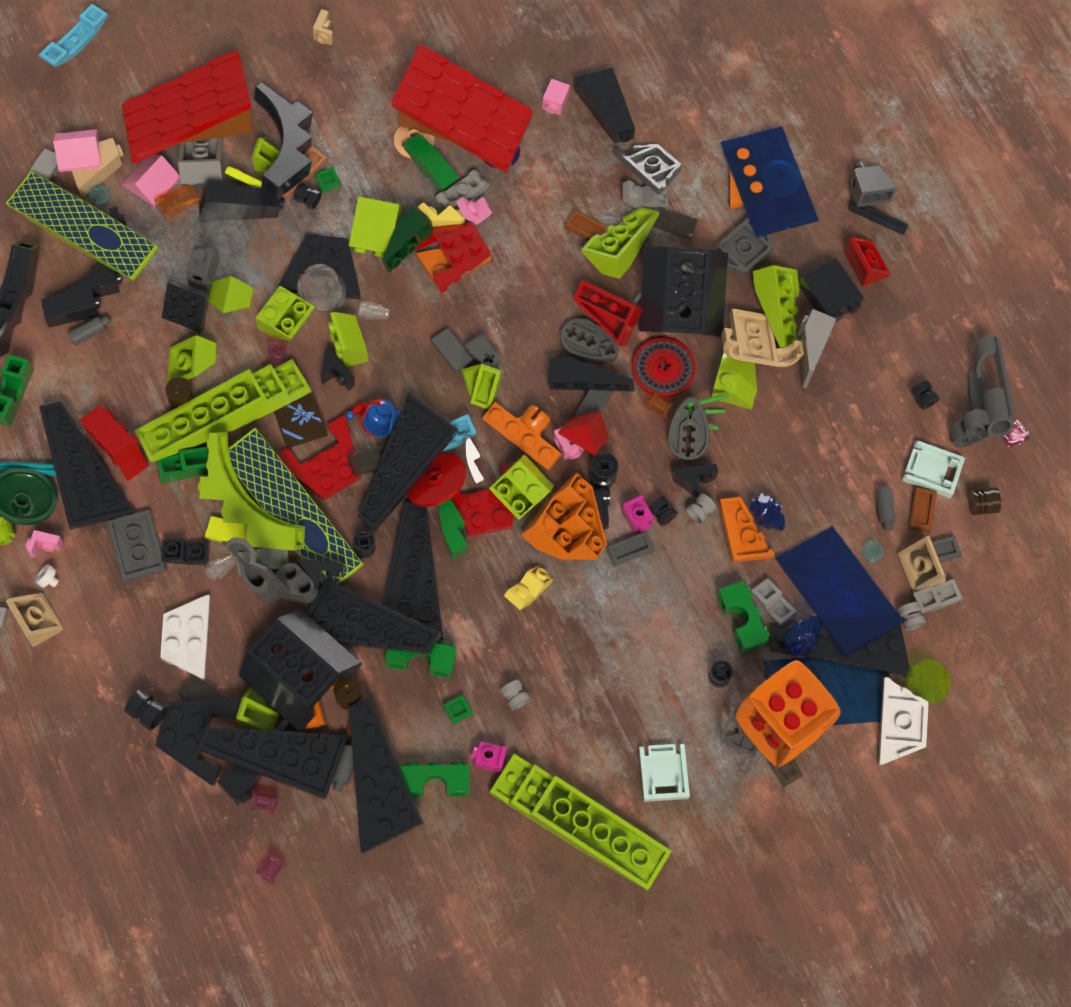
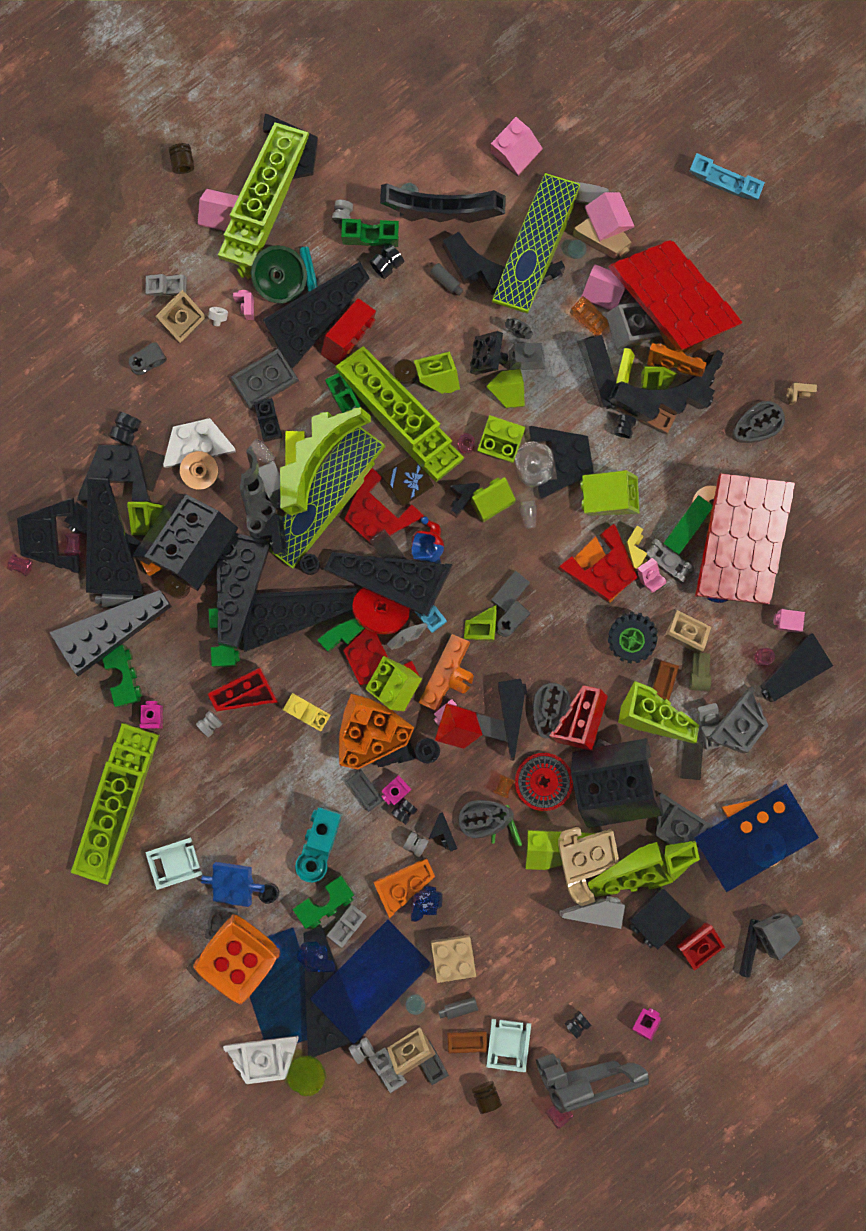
camera: 80 degrees right, 15 degrees up
(47, 384) = (386, 261): none -> black wheel
(71, 664) = (149, 358): none -> dark grey piece
(168, 268) = (519, 328): none -> dark grey gear
(220, 628) = (189, 466): none -> light nougat dish
(244, 835) = (40, 538): none -> black wing
(255, 122) = (669, 358): none -> orange wing
(327, 180) = (648, 439): green tile -> none
(333, 76) = (766, 430): none -> dark grey piece
(406, 237) = (607, 524): dark green slope -> none
(457, 709) = (187, 679): green tile -> none
(487, 644) = (244, 691): none -> red wedge
(534, 240) = (633, 637): none -> black wheel
(543, 192) = (688, 632): none -> tan slope
(586, 128) = (758, 656): none -> clear pink bush
(592, 192) = (700, 678): none -> olive piece
(676, 603) = (318, 844): none -> teal brick
(702, 709) = (232, 884): none -> blue plate
(773, 252) = (680, 857): none -> lime slope
(832, 499) = (453, 958): none -> tan brick
(945, 332) = (640, 1028): none -> dark pink brick

